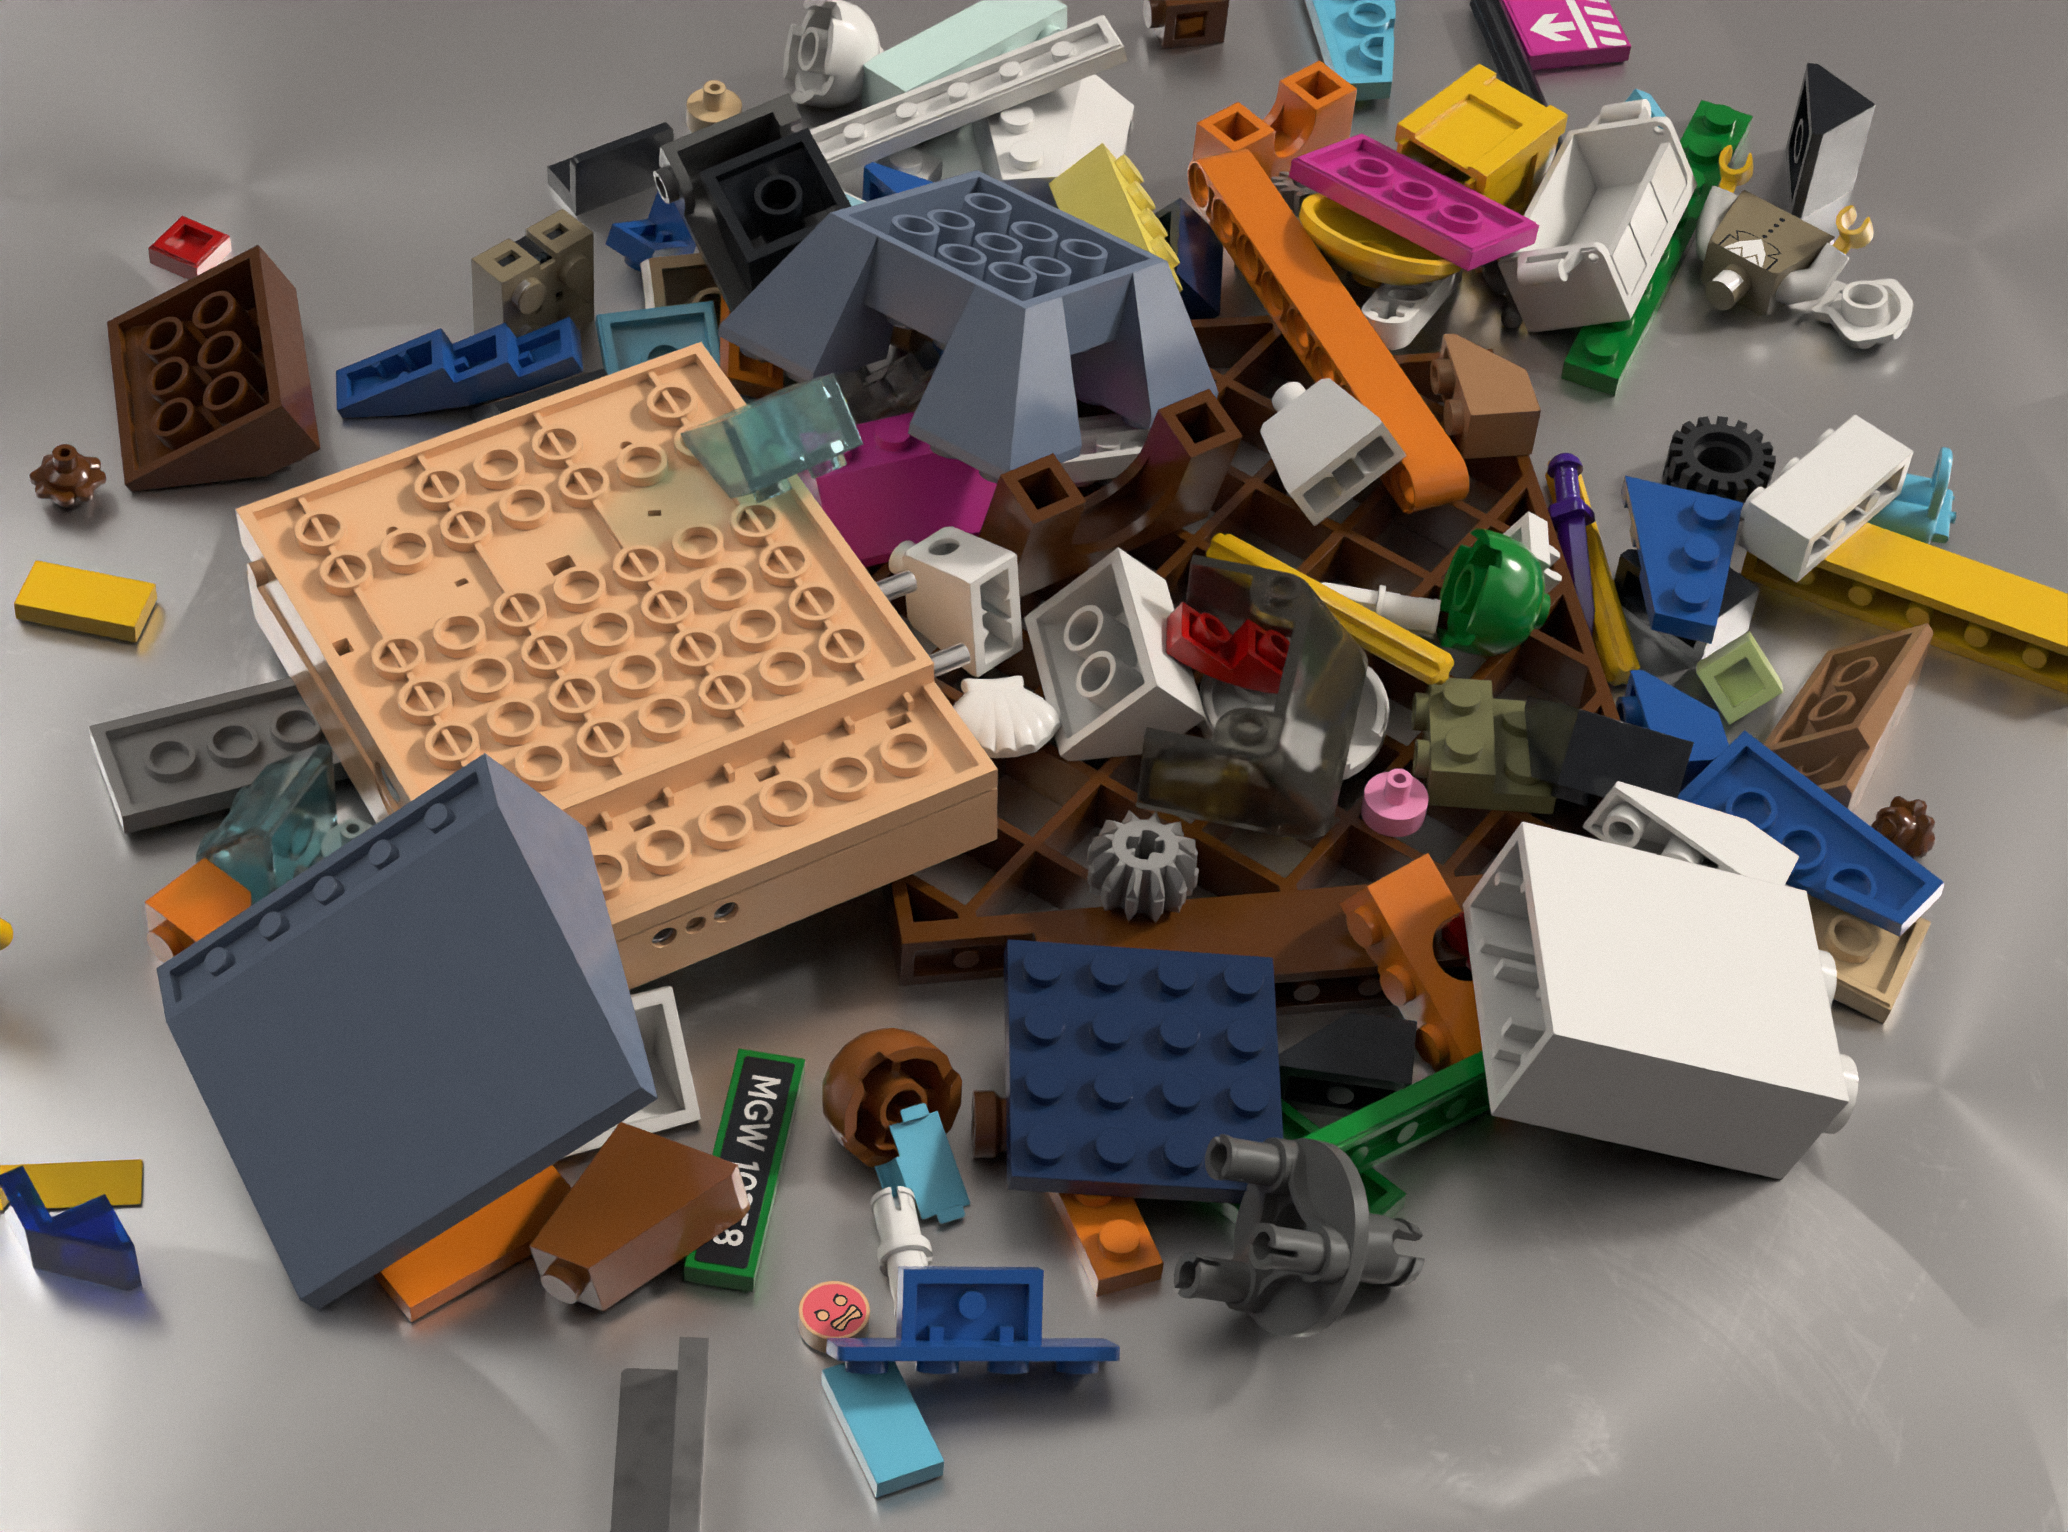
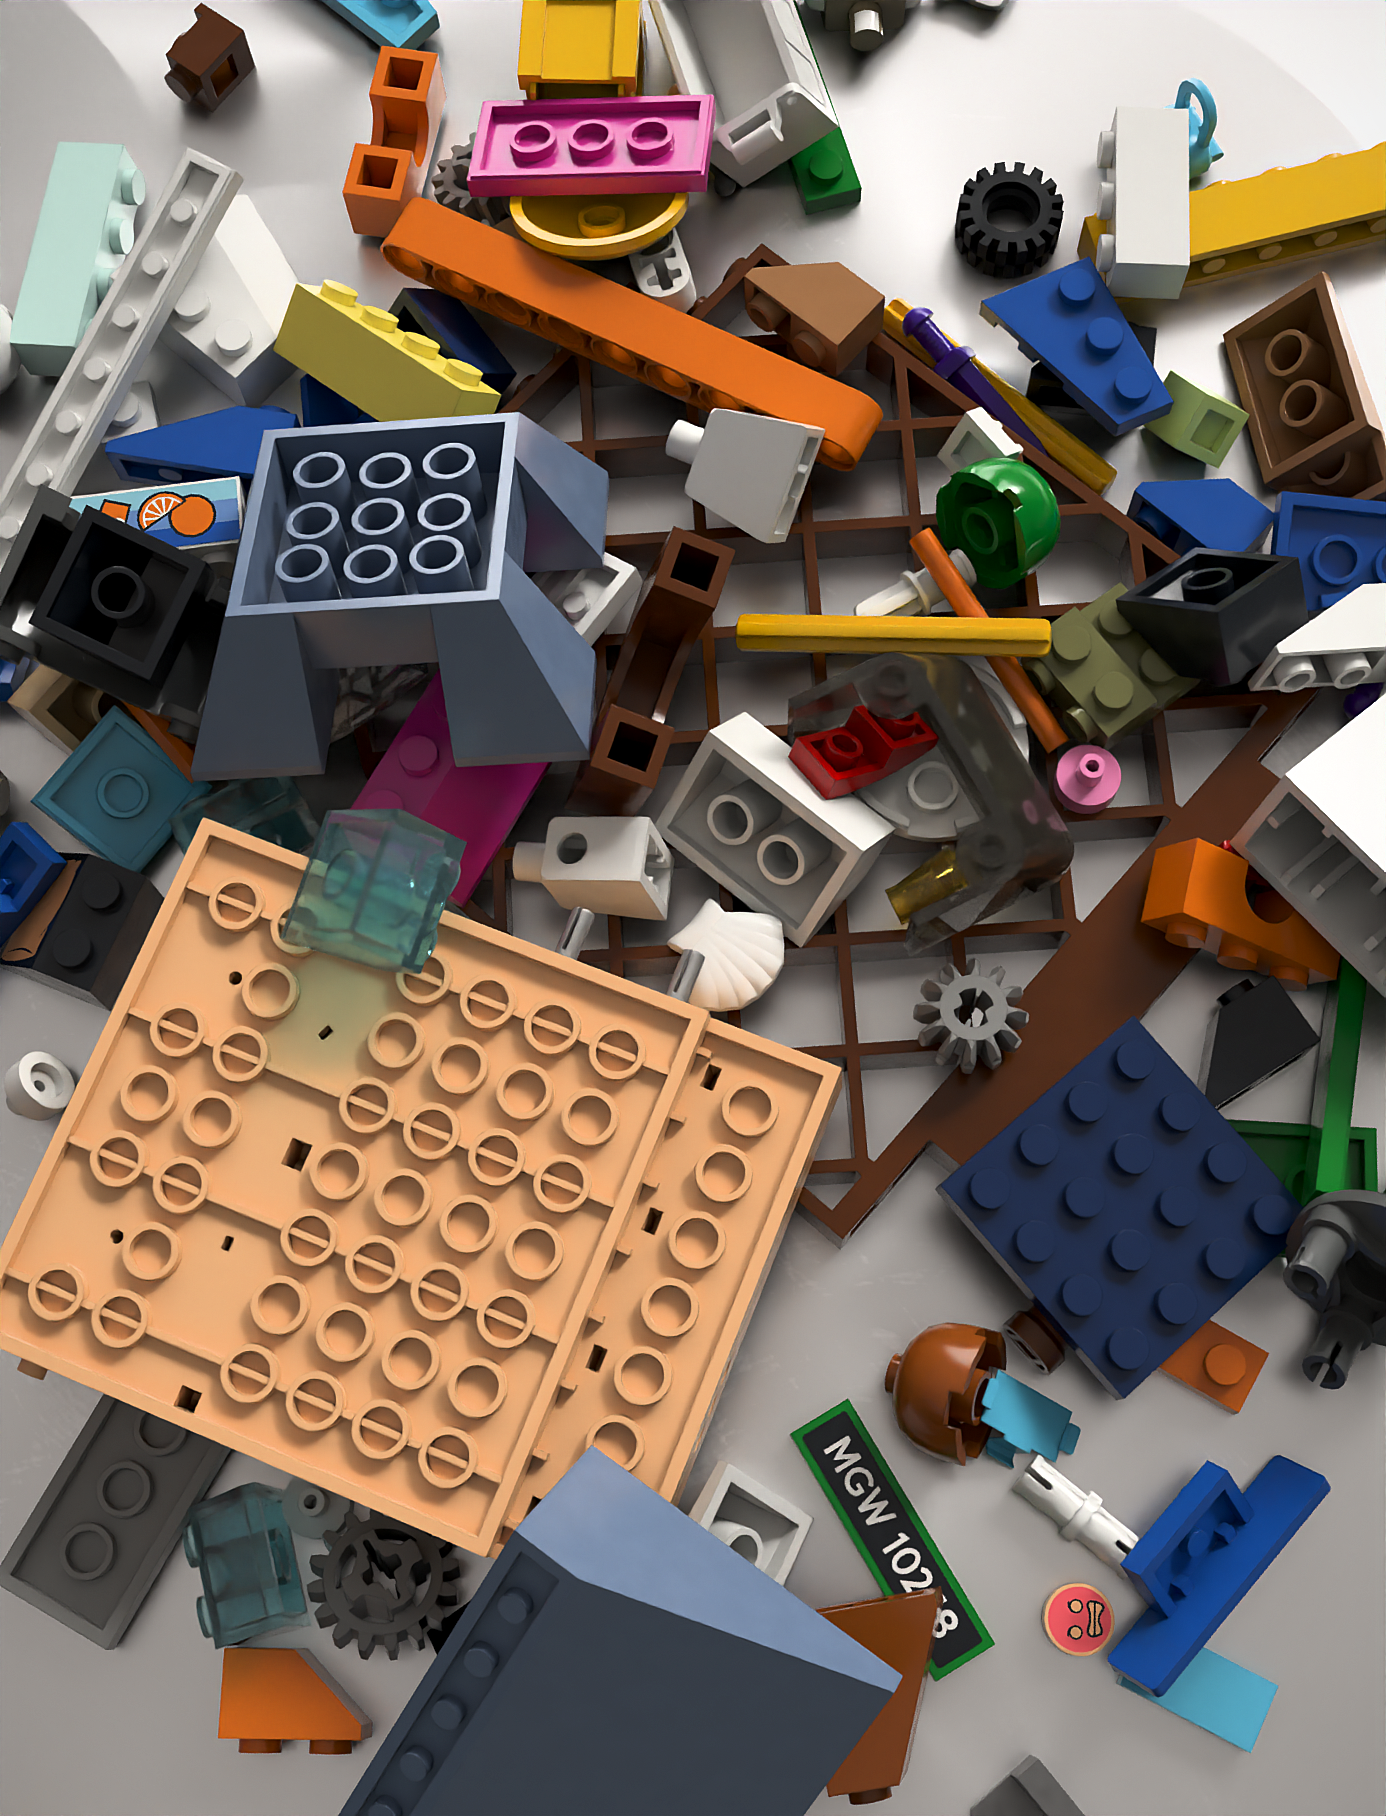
camera: 30 degrees left, 25 degrees up
(1400, 682) = (1006, 668): none -> orange bar

